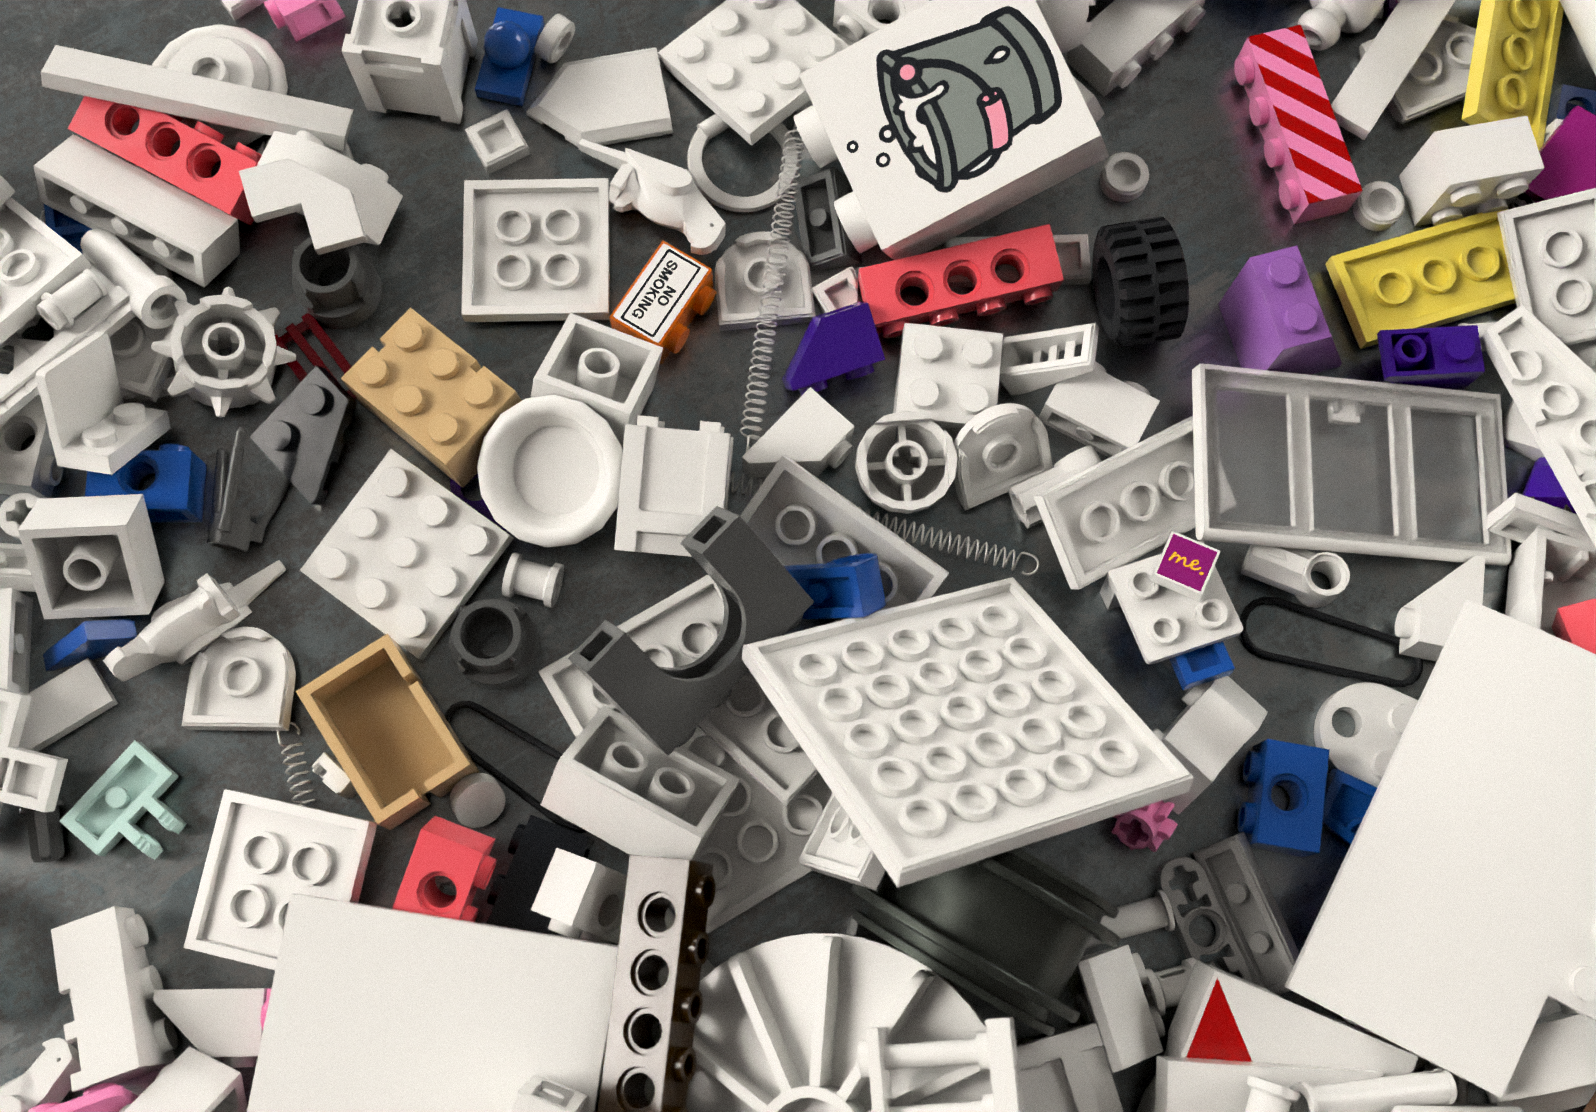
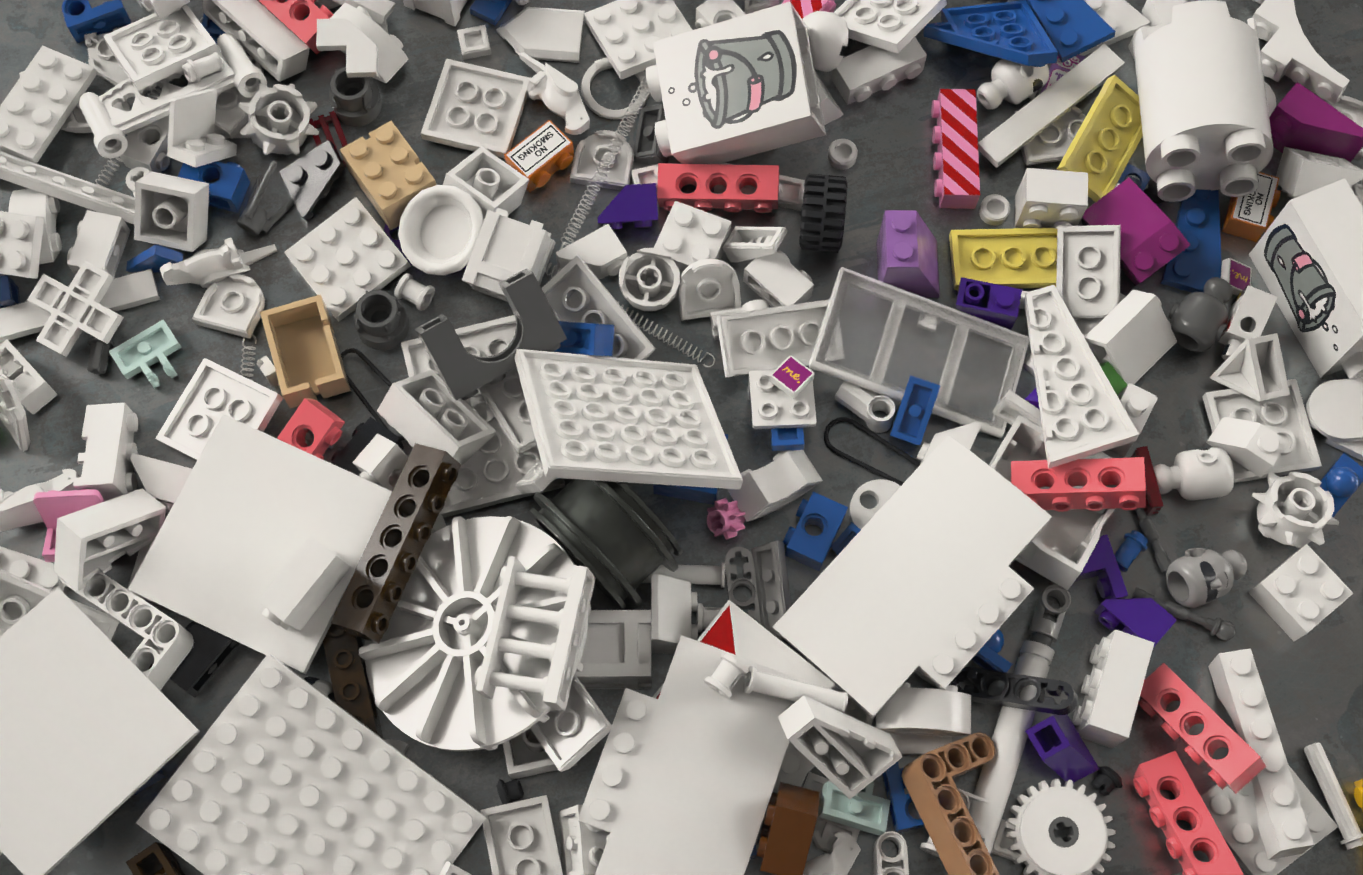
camera: 20 degrees right, 5 degrees down
(477, 800) = (344, 403): white tile -> none
(1380, 564) = (915, 410): none -> blue plate

